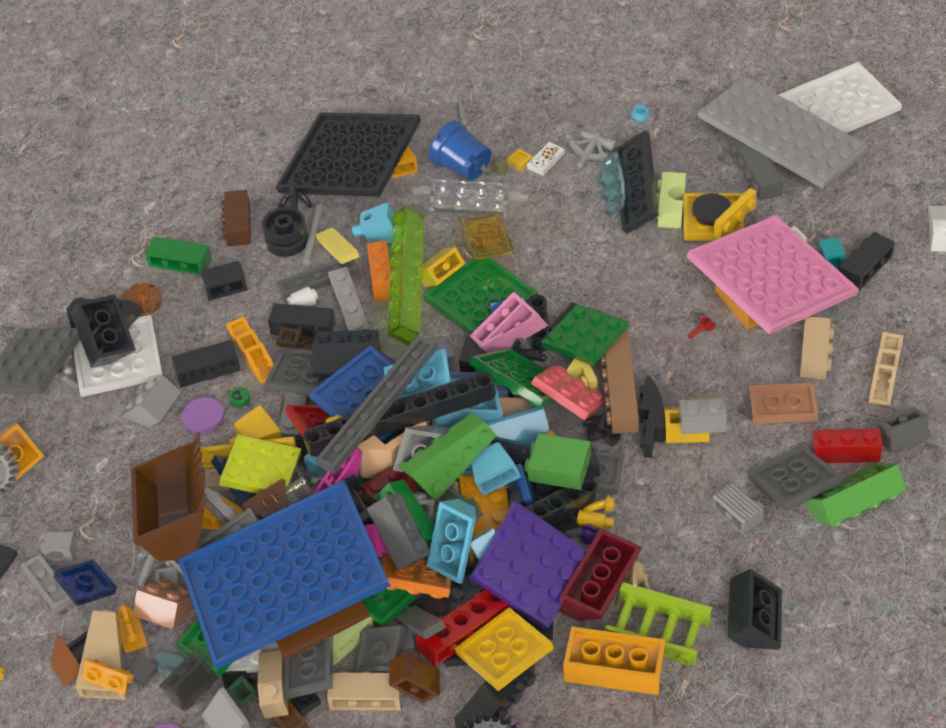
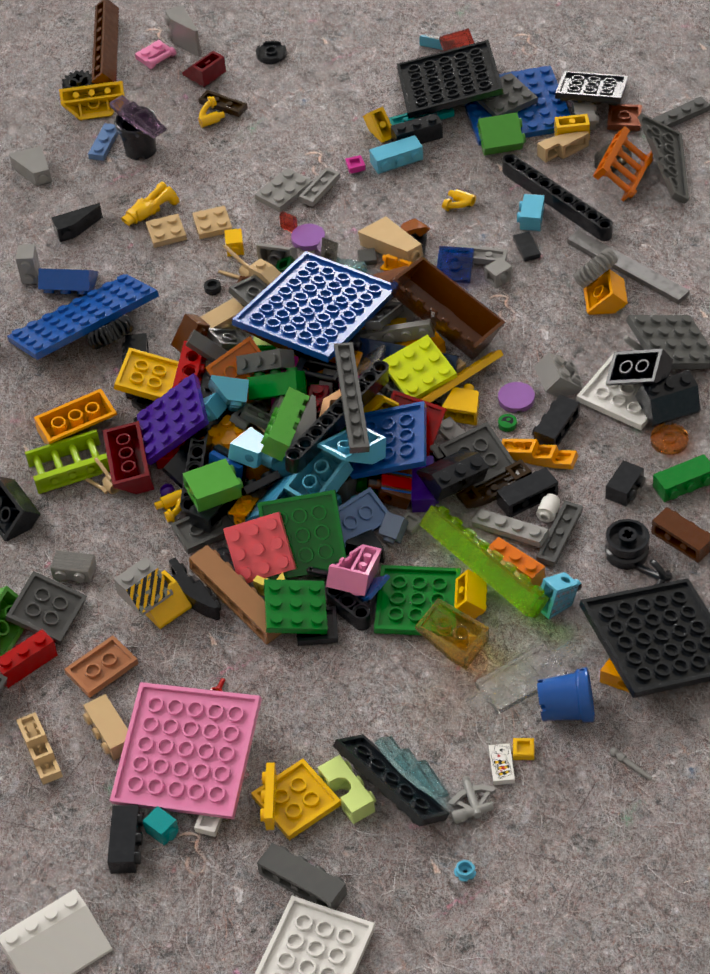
camera: 140 degrees right, 0 degrees up
(103, 675) = (363, 226): light orange hinge -> none
(269, 500) = (379, 344): reddish brown piece -> none
(313, 230) = (609, 565): light grey bar -> none
(337, 245) = (574, 562): light yellow tile -> none
(499, 165) = (530, 724): olive plate -> none
(709, 208) = (297, 793): black tile -> none
(783, 132) = (302, 920): light grey plate -> none

